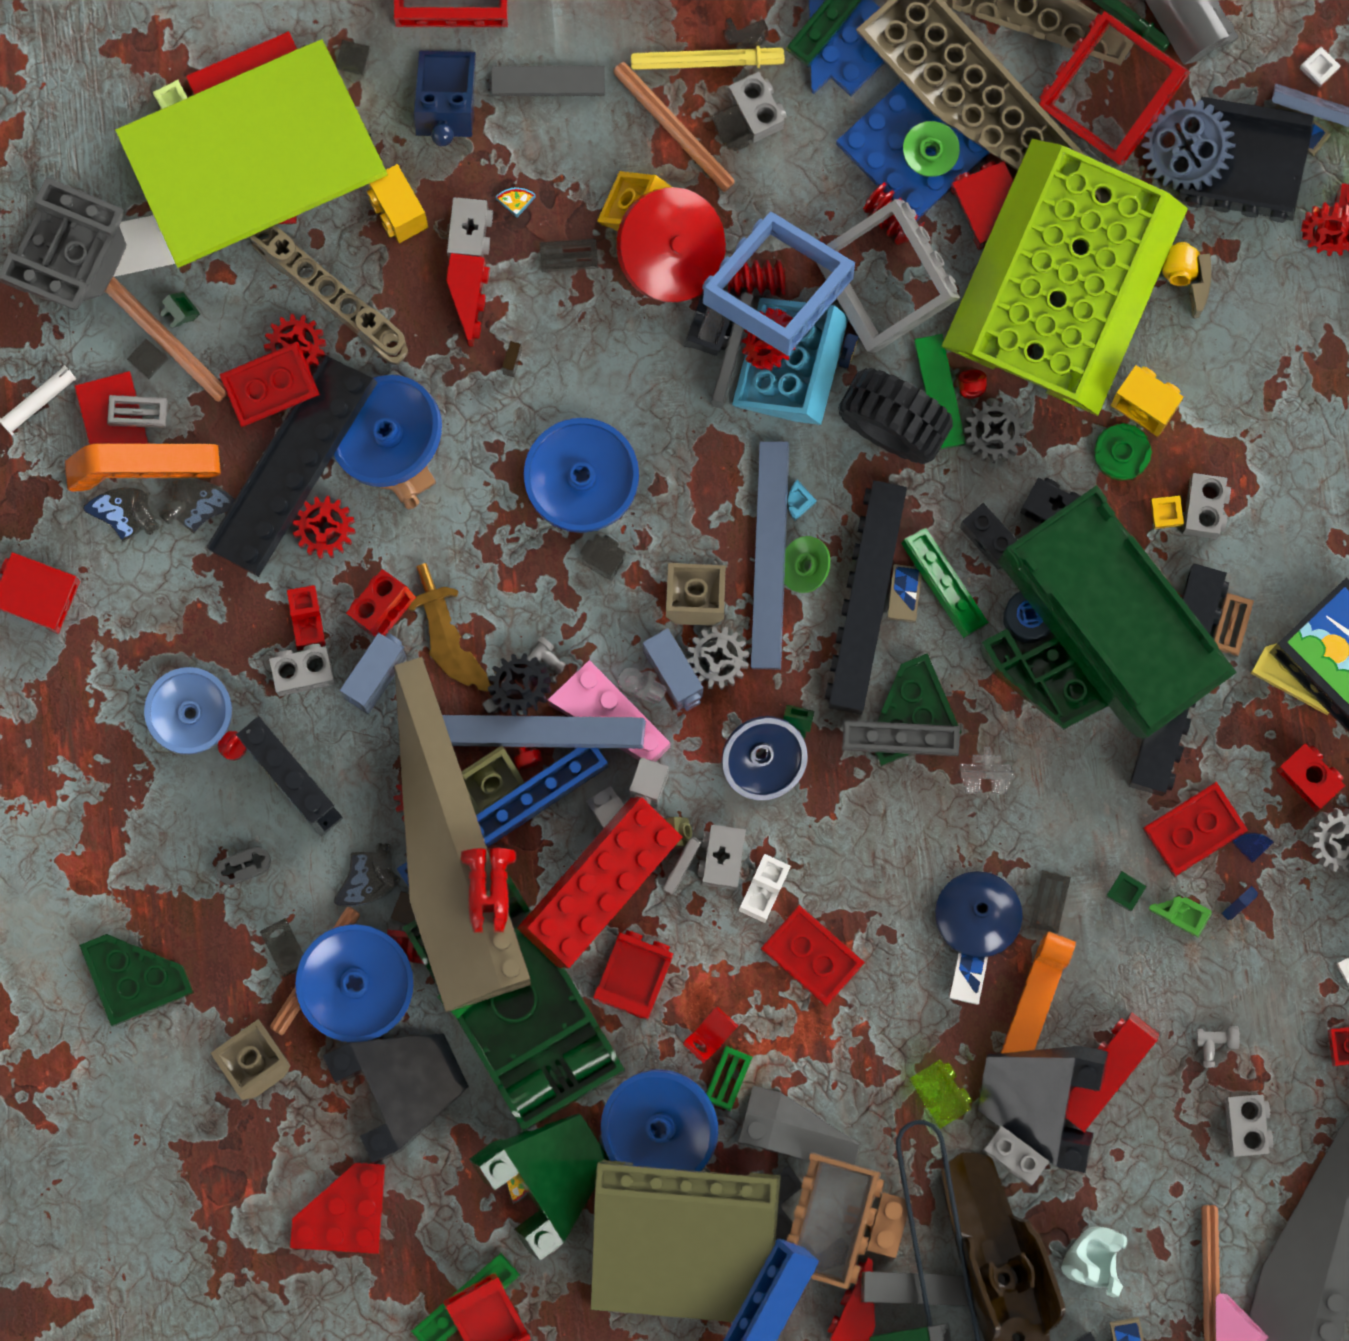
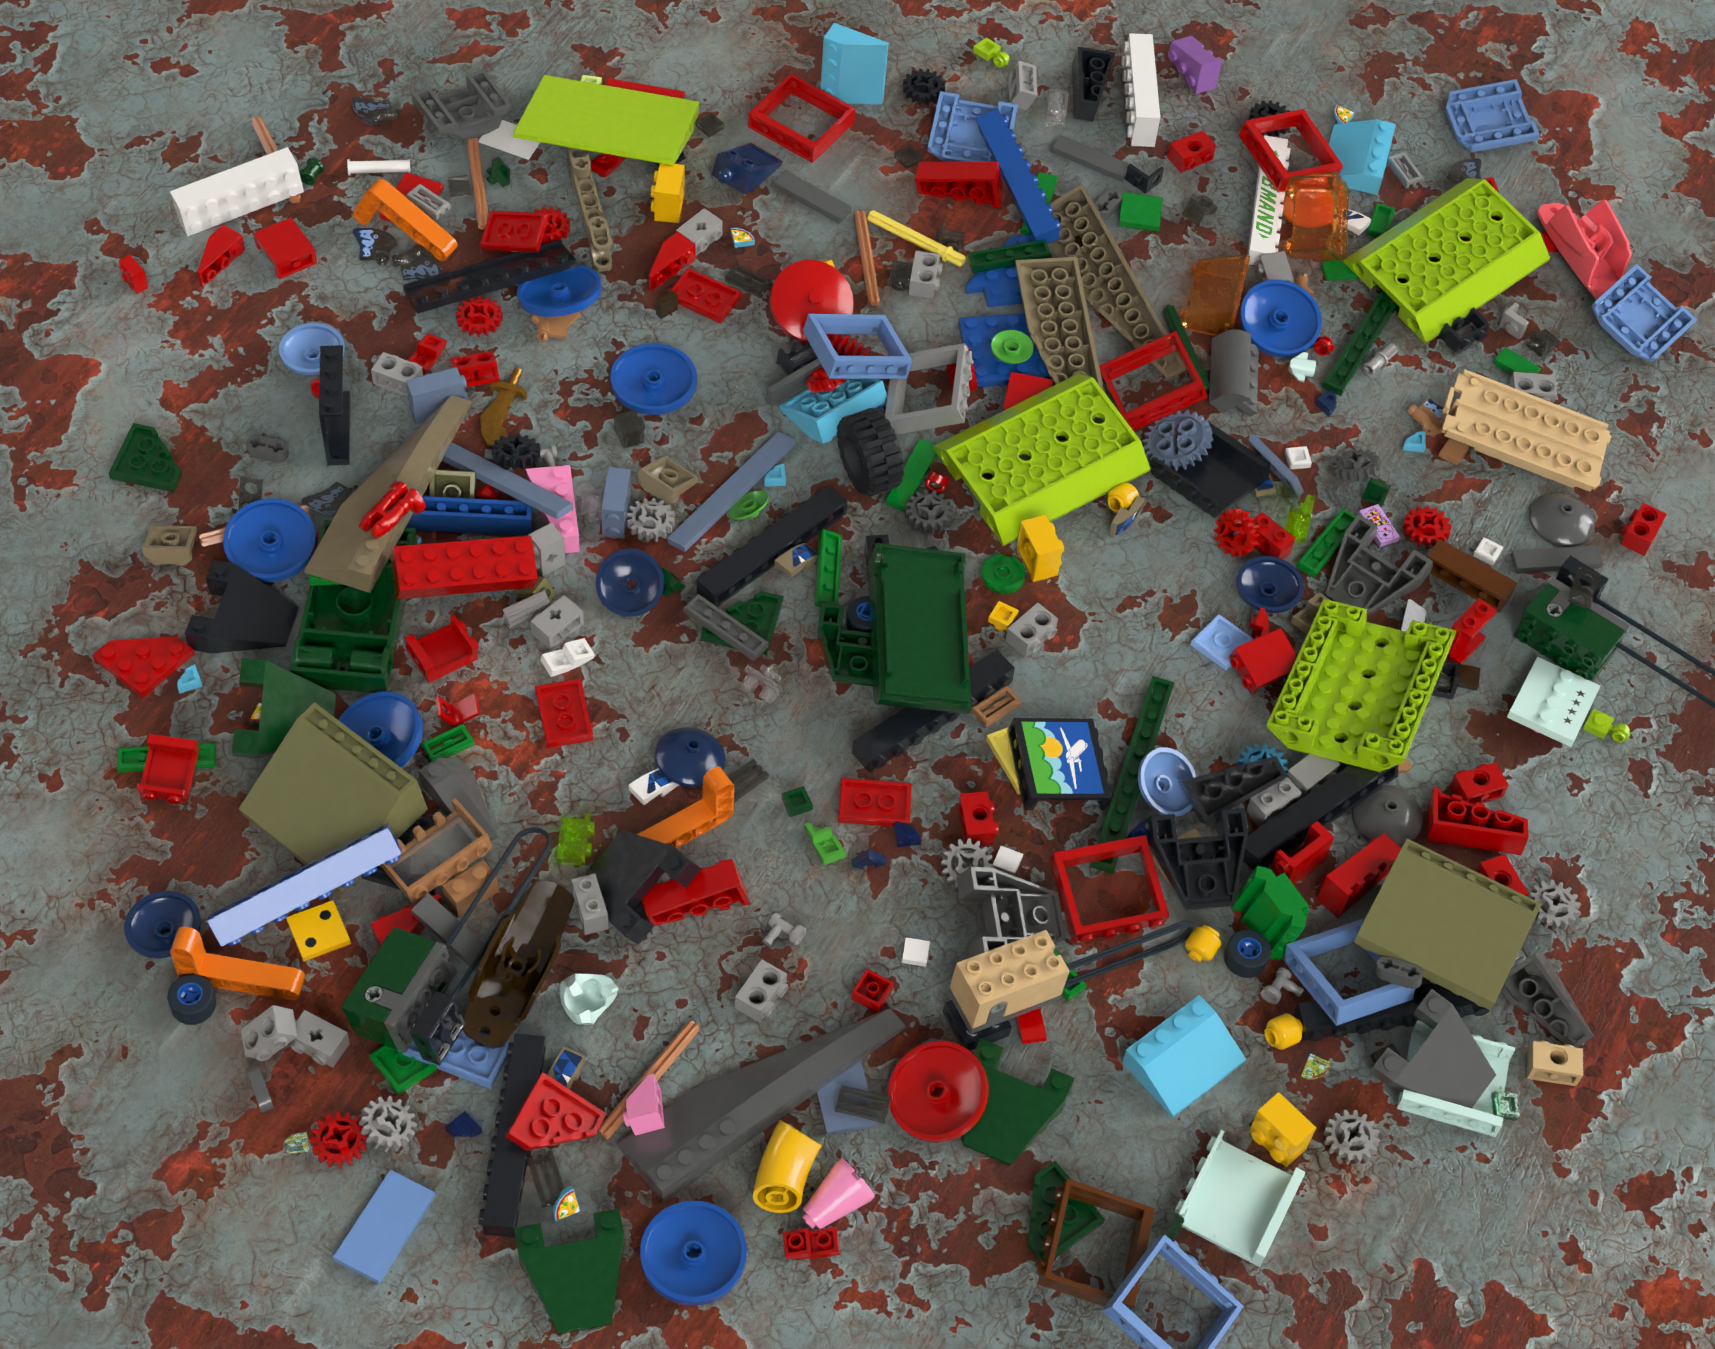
camera: 30 degrees right, 25 degrees down
(409, 1199) = (189, 680): none -> medium azure tile
(537, 311) = (705, 295): none -> red tile

